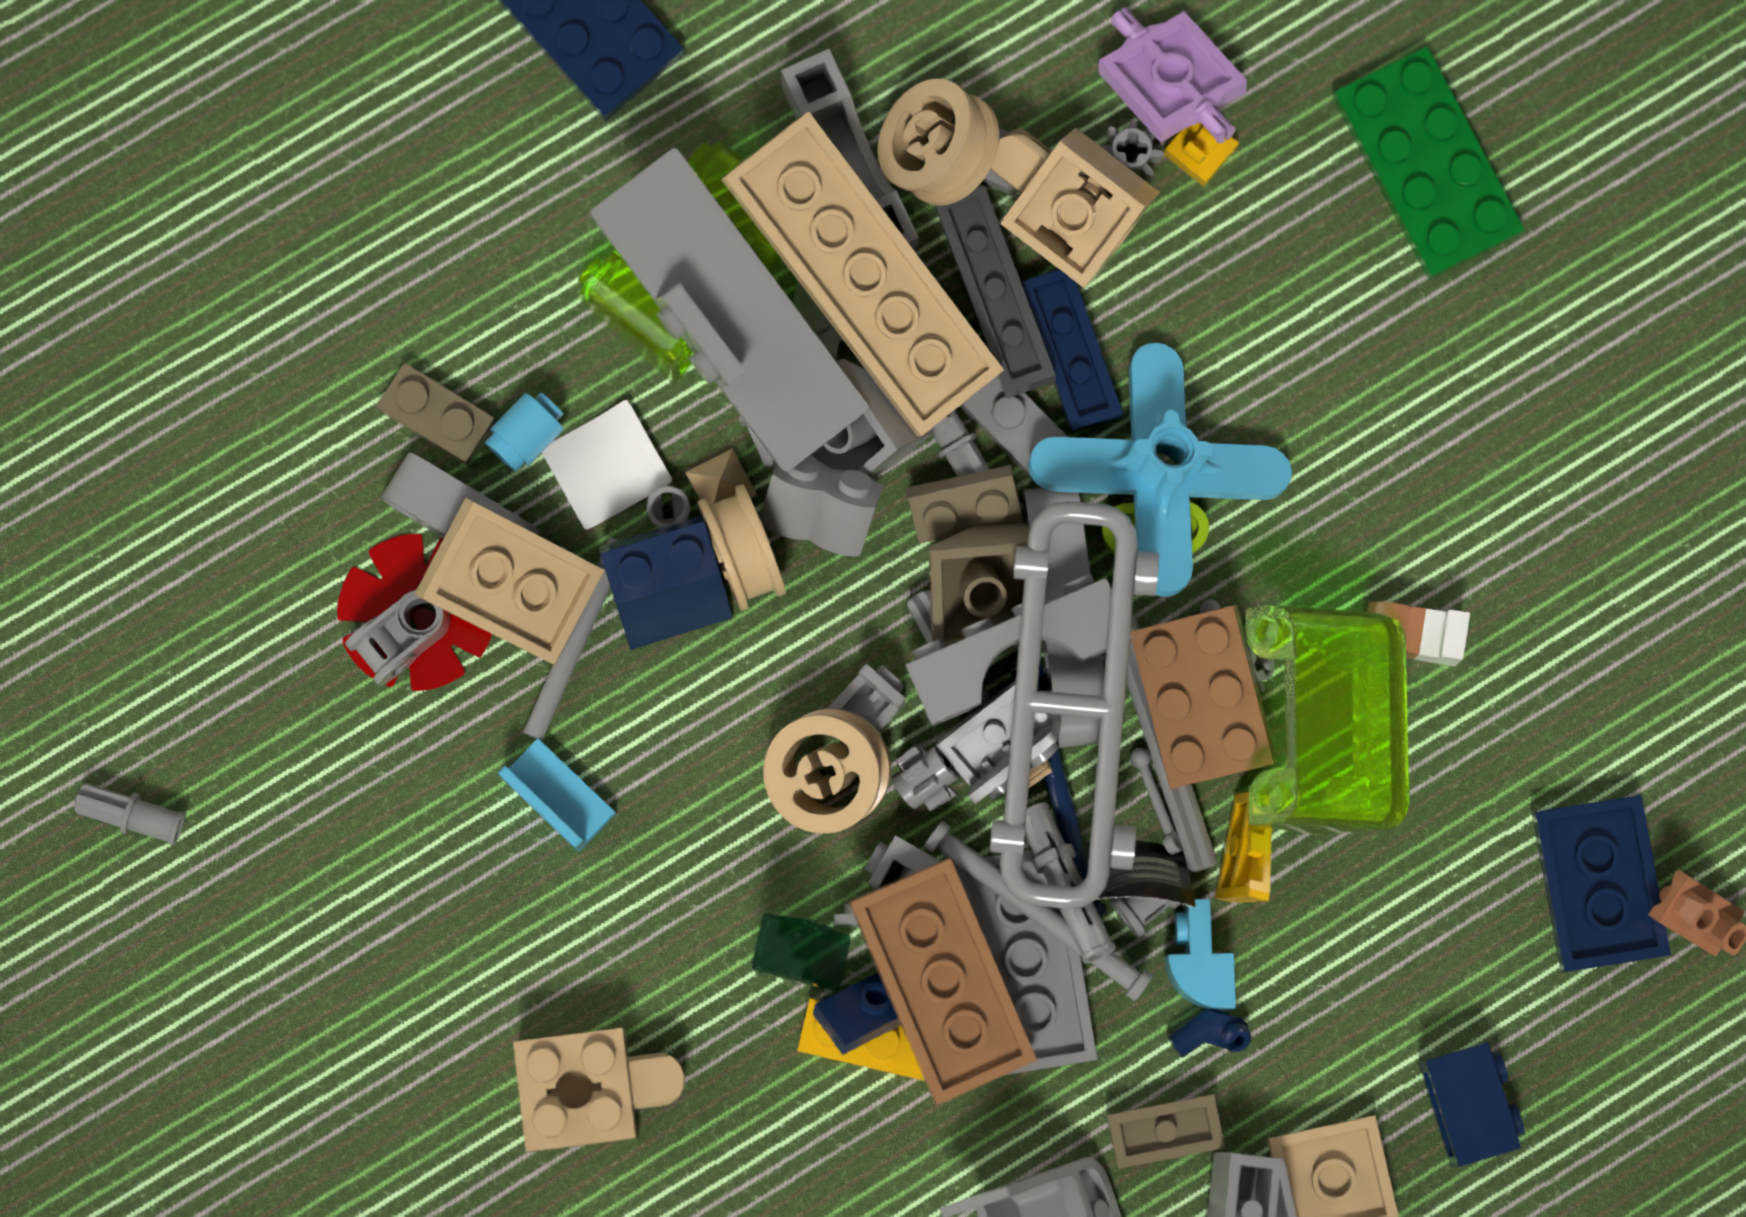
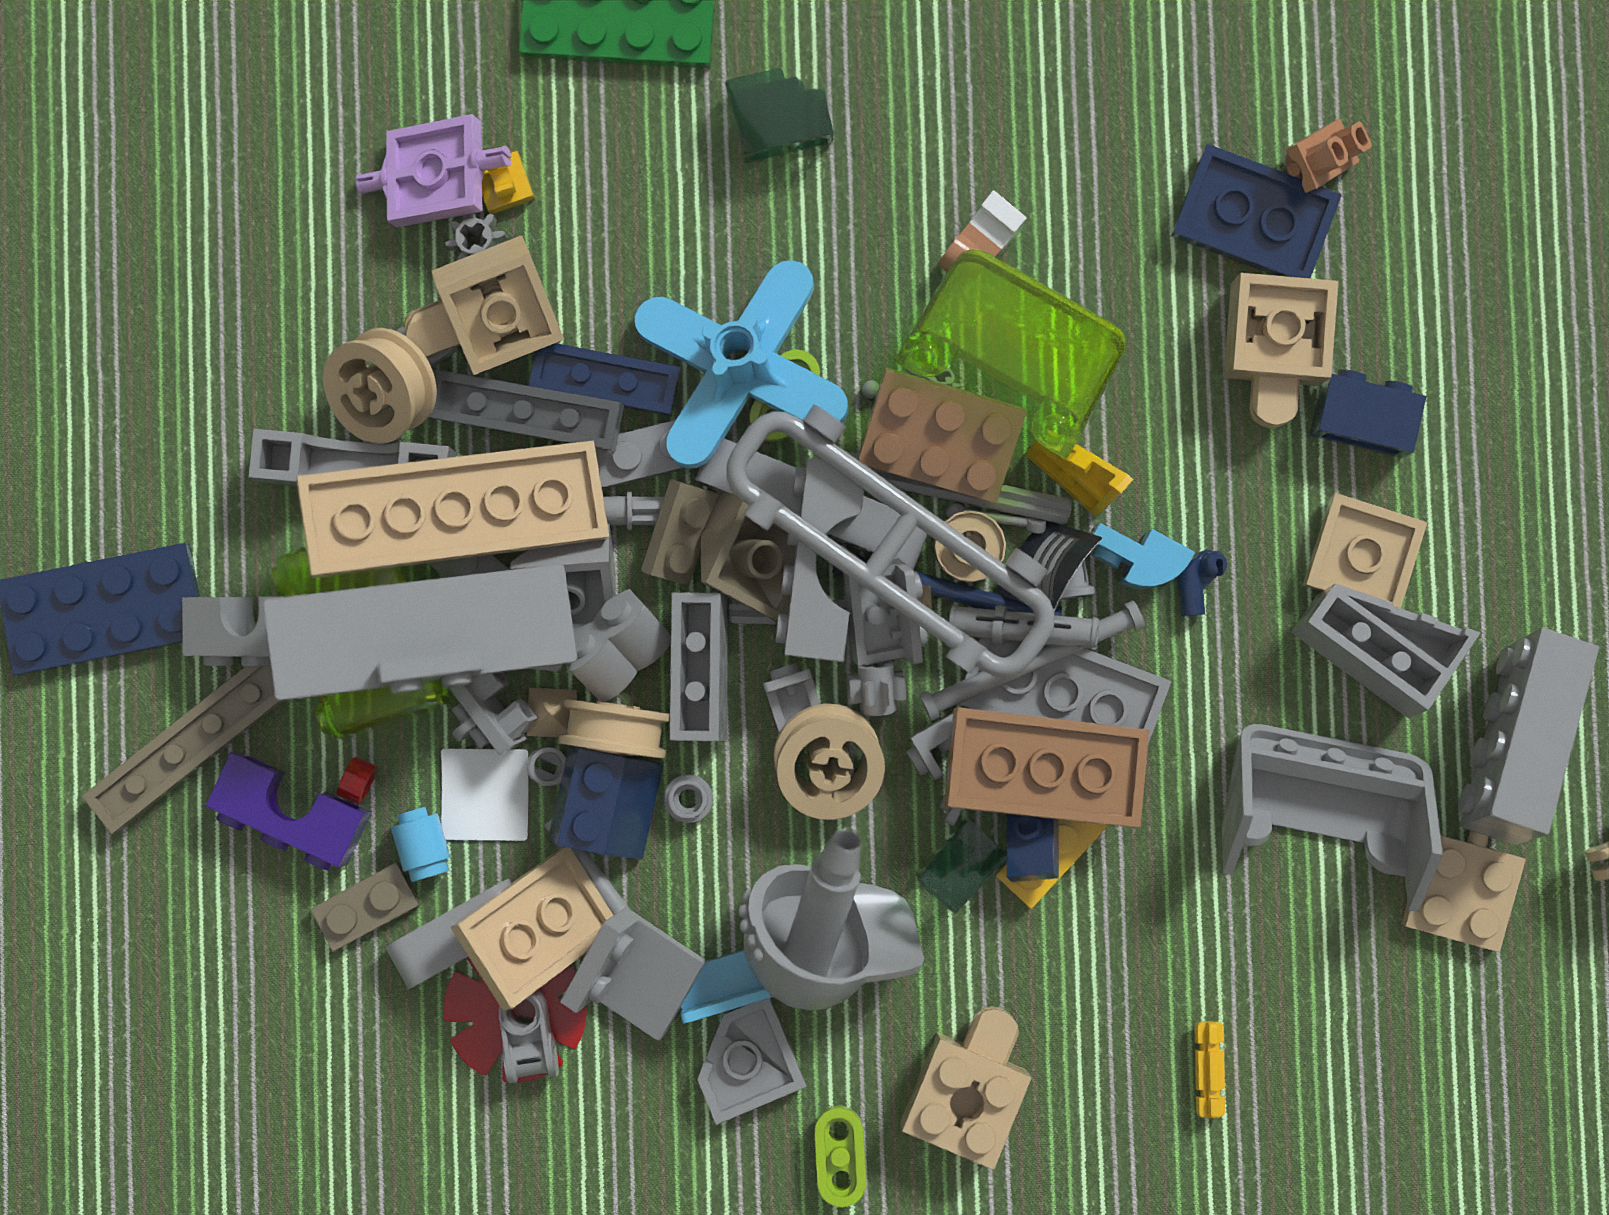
camera: 55 degrees left, 5 degrees up
(454, 1002) = (840, 1155): none -> lime plate
(479, 243) = (249, 797): none -> dark purple arch
(492, 158) = (183, 747): none -> dark tan plate
(494, 861) = (748, 1062): none -> light grey plate
(518, 701) = (635, 973): none -> light grey bracket
(551, 336) = (357, 780): none -> red axle
(624, 130) = (225, 629): none -> light grey arch
(656, 854) = (824, 934): none -> light grey piece
(682, 419) = (486, 718): none -> light grey hips
(707, 644) = (673, 803): none -> light grey plate
(846, 595) = (699, 667): none -> light grey brick
(1133, 789) = (980, 530): none -> tan plate
(1165, 1131) = (1254, 660): dark tan plate -> none
(1419, 367) = (777, 115): none -> clear green piece
(1490, 974) = (1279, 340): none -> tan brick

